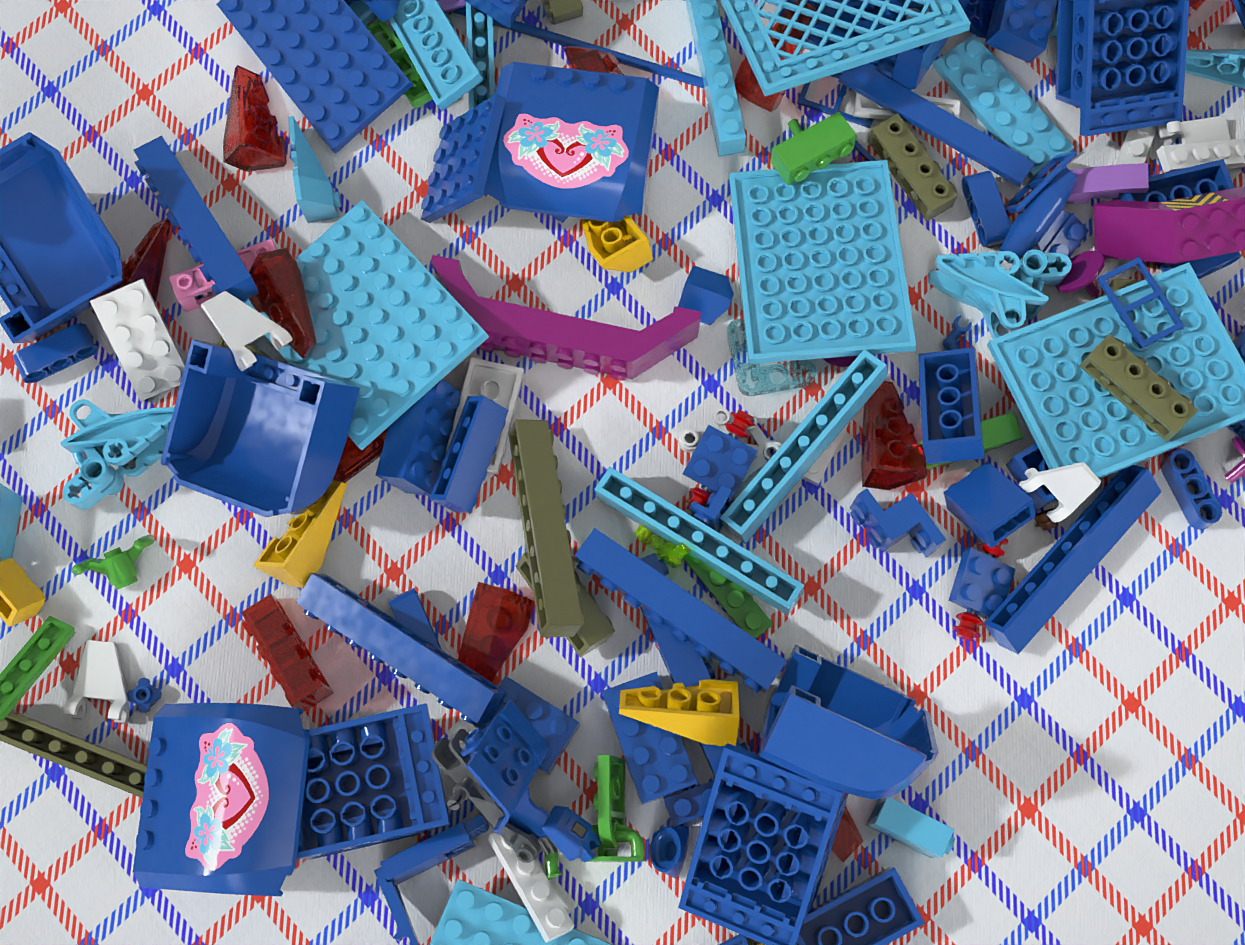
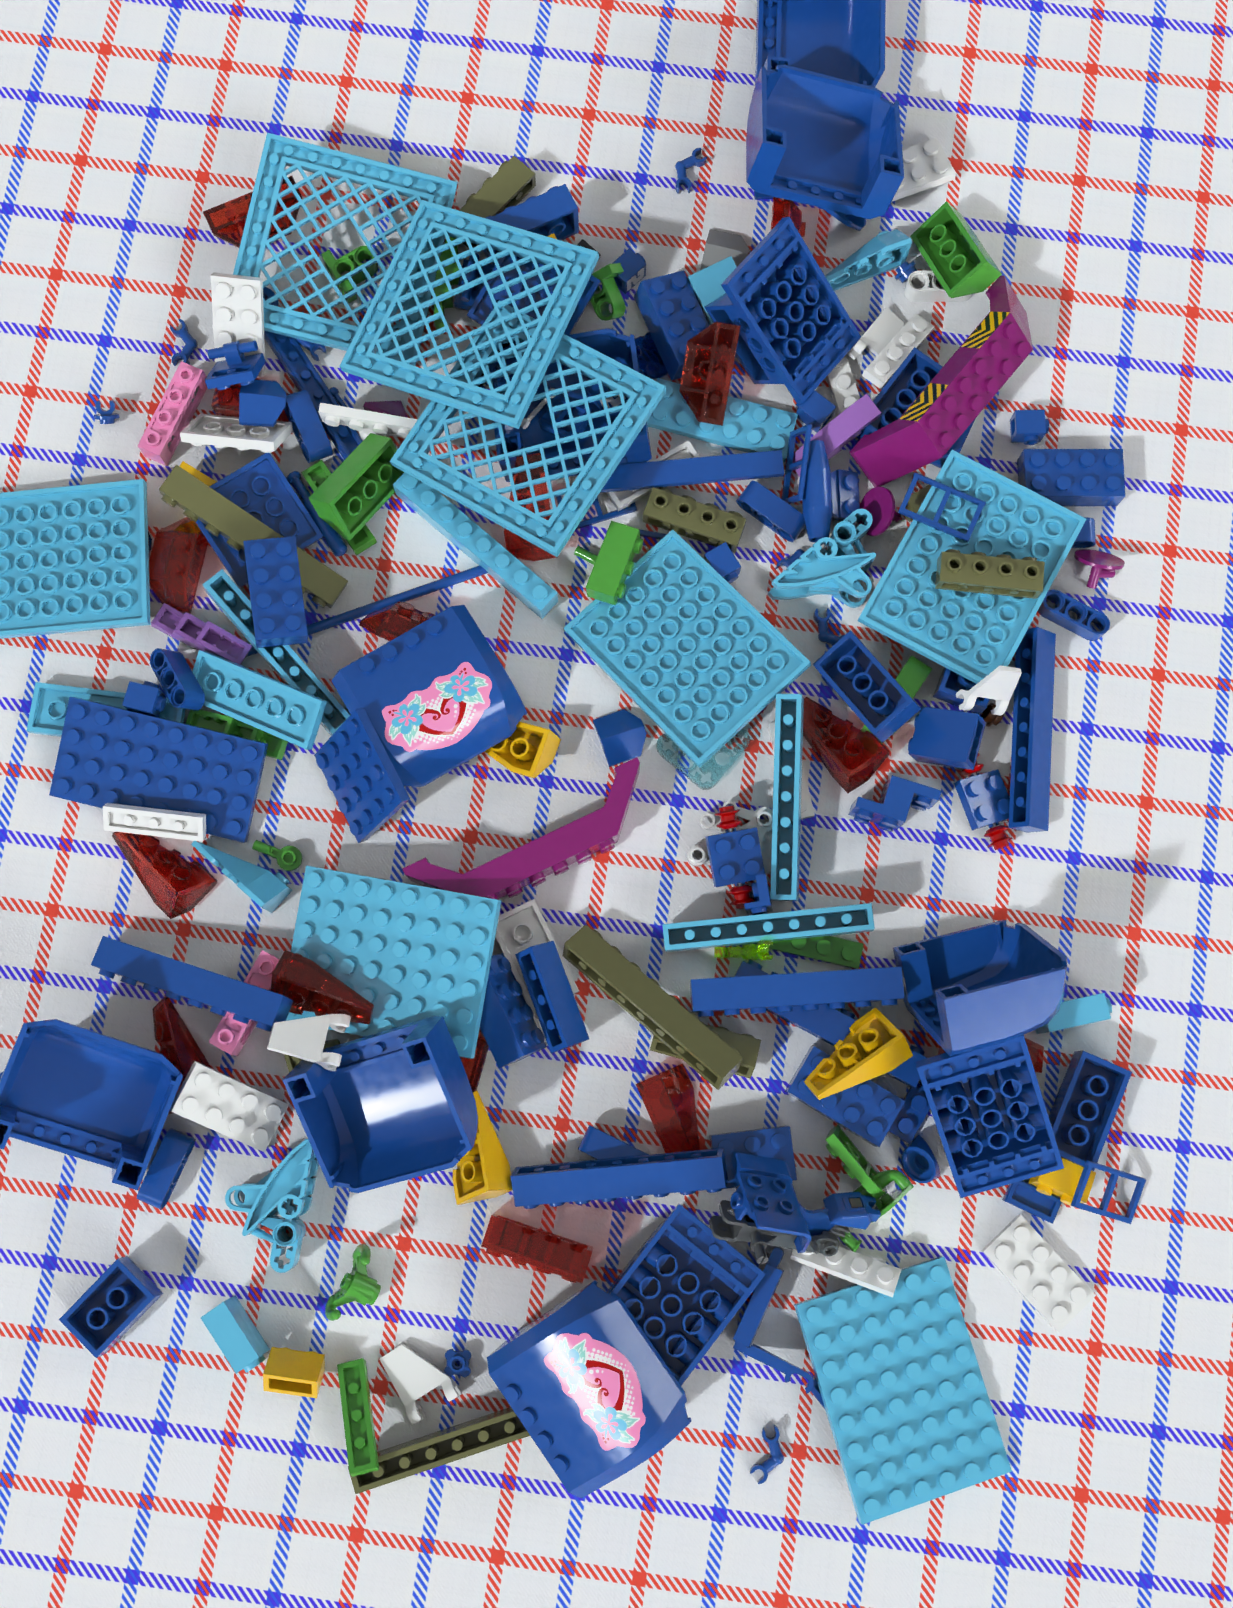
camera: 40 degrees left, 5 degrees up
(275, 80) = (154, 822): none -> white plate
(355, 188) = (288, 858): none -> bright green plate
(909, 218) = (723, 562): none -> blue brick
(1024, 51) = (709, 371): none -> clear red wedge
(1092, 152) = (815, 411): none -> blue brick

